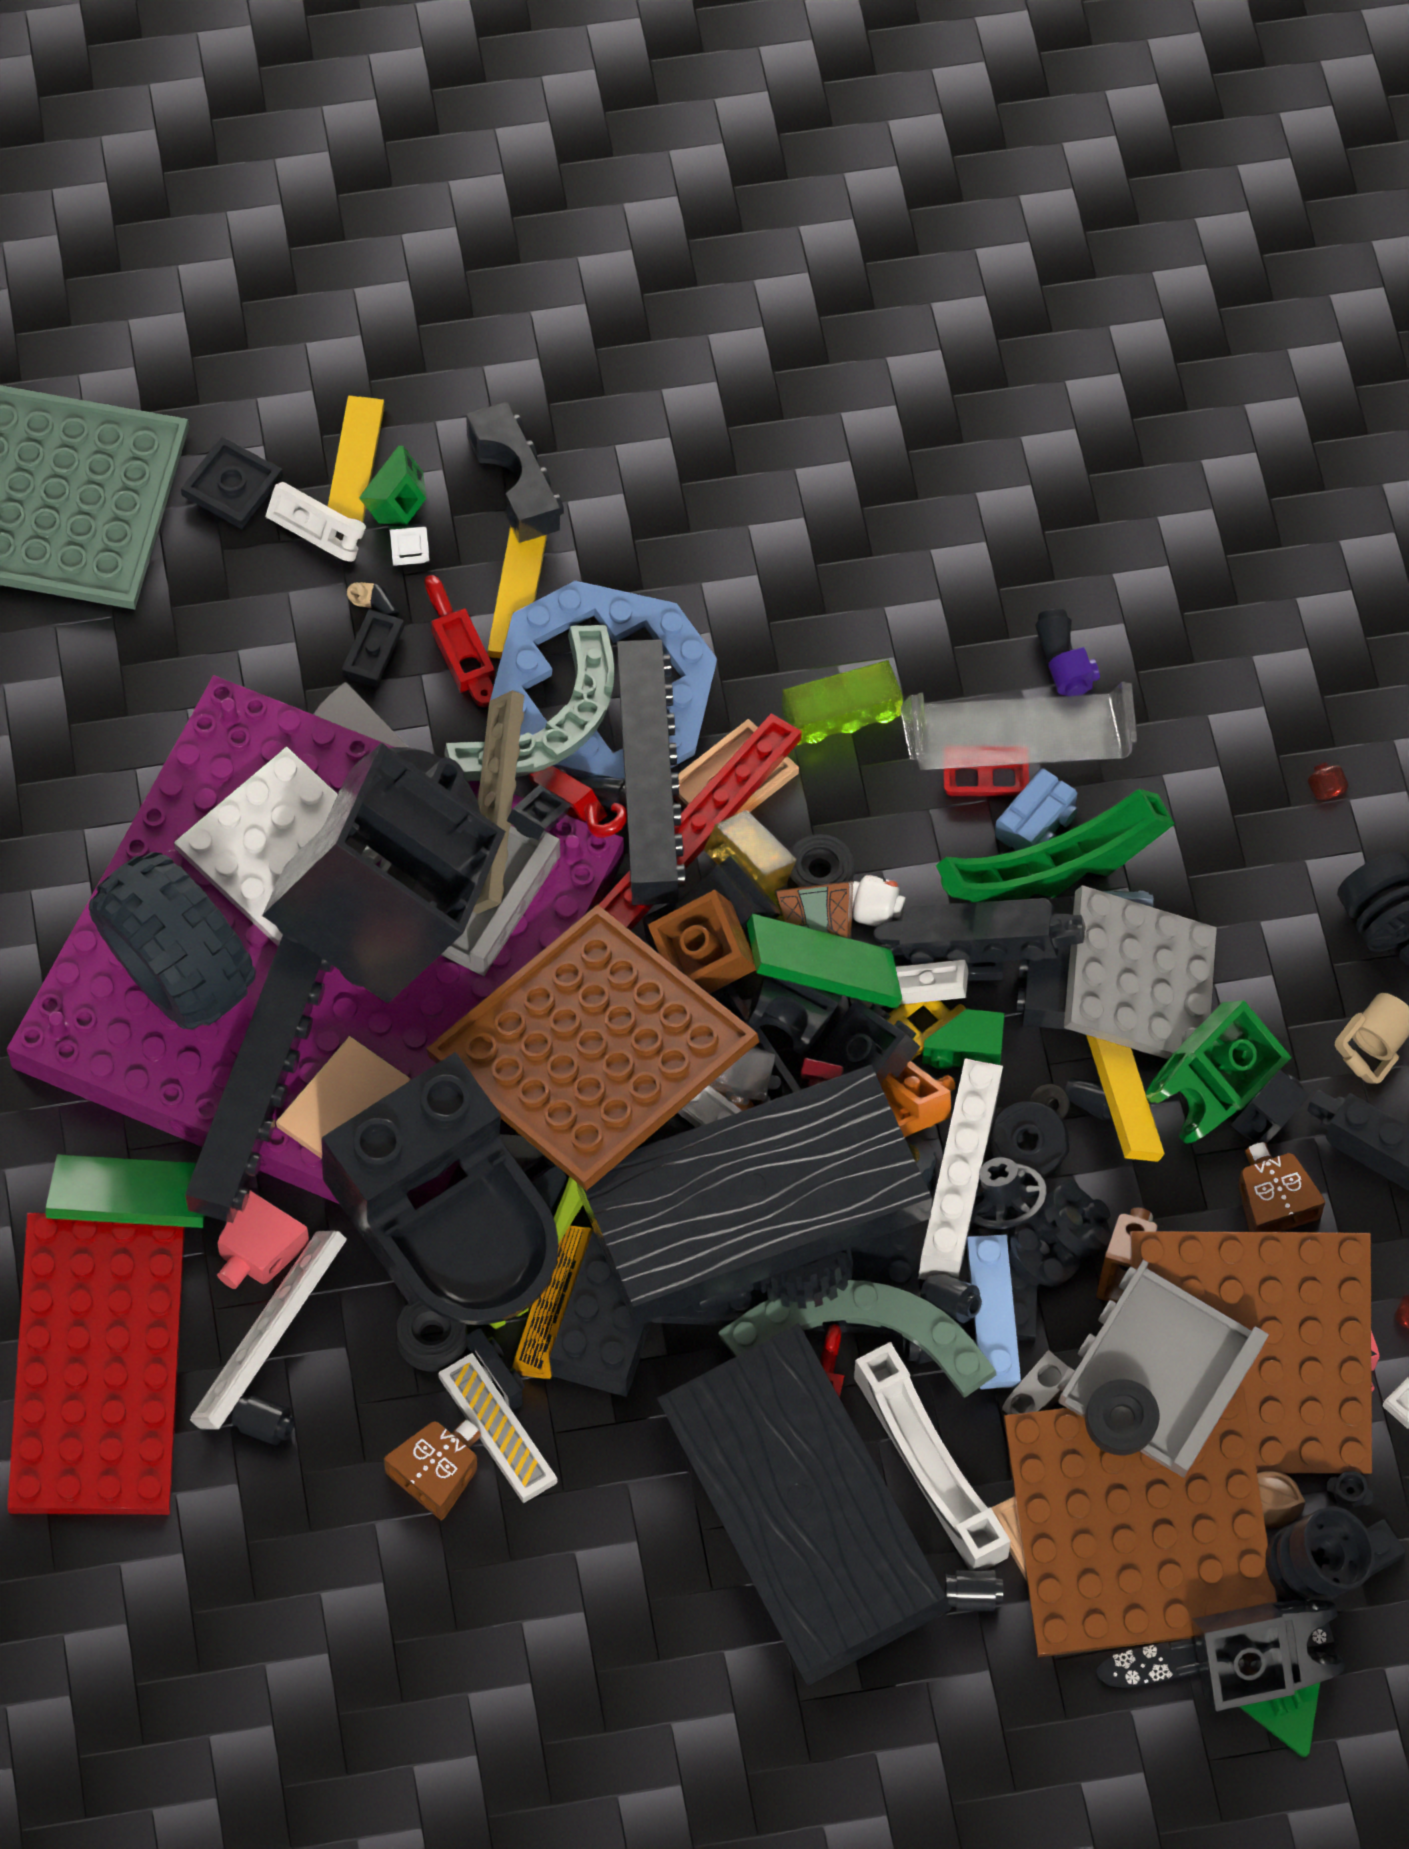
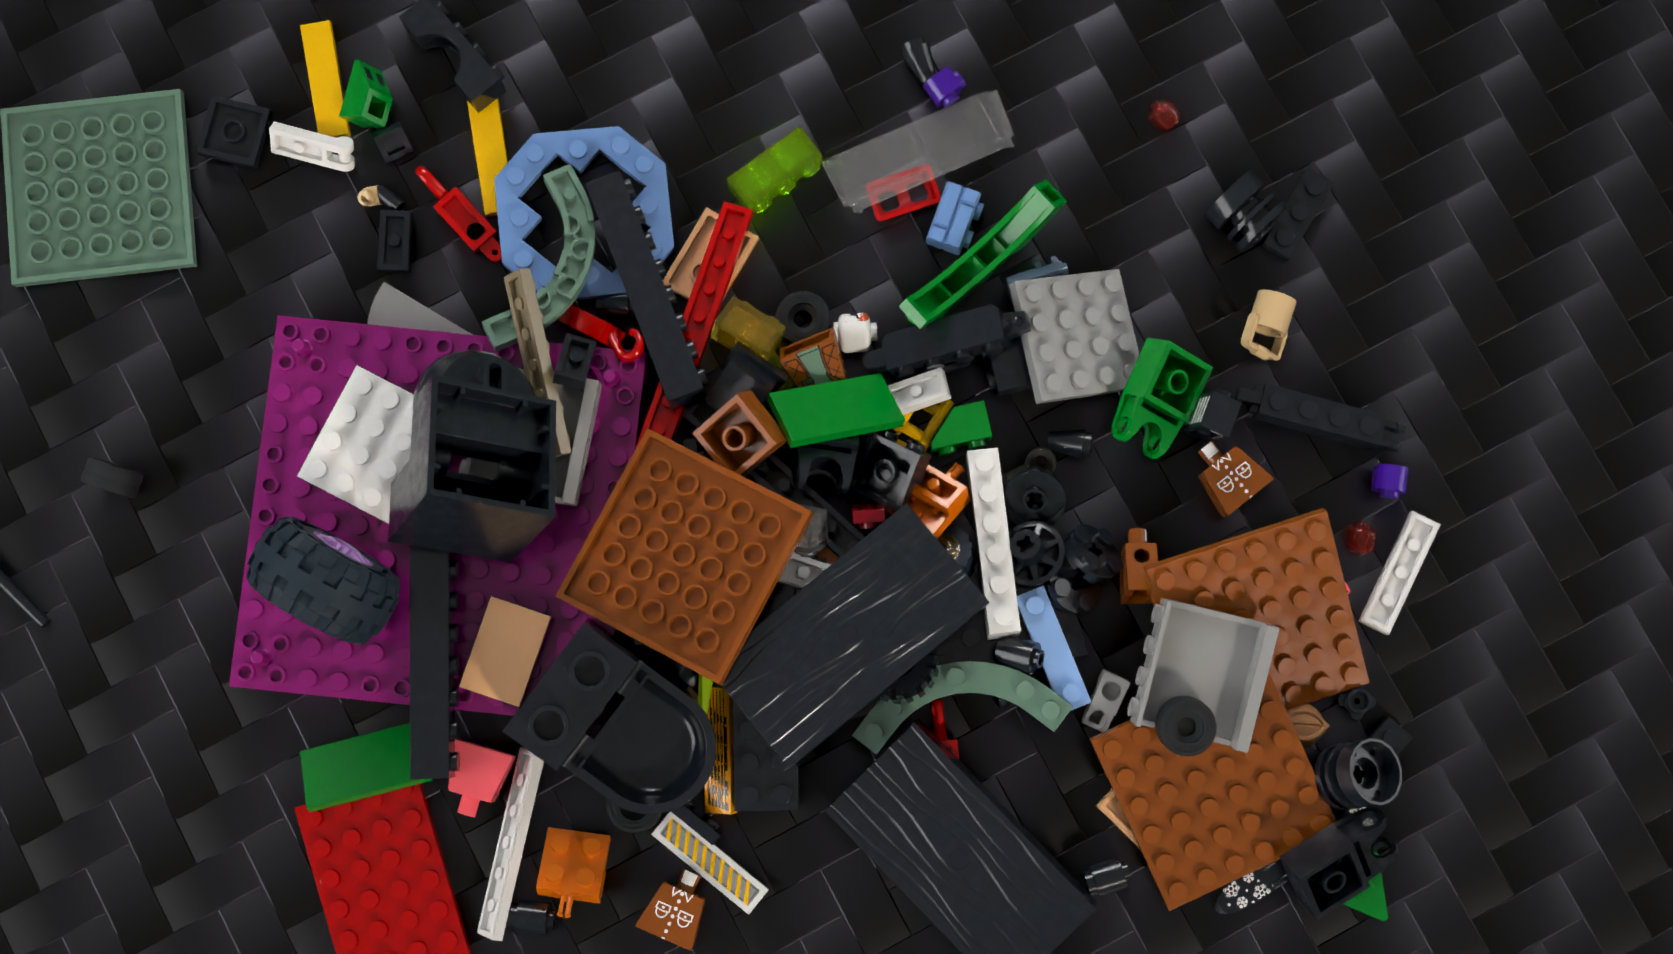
camera: 15 degrees left, 20 degrees up
(332, 1379) = (573, 867): none -> orange plate
(960, 1510) = (1044, 786): white arch -> none
(1126, 1100) = (1100, 445): yellow tile -> none

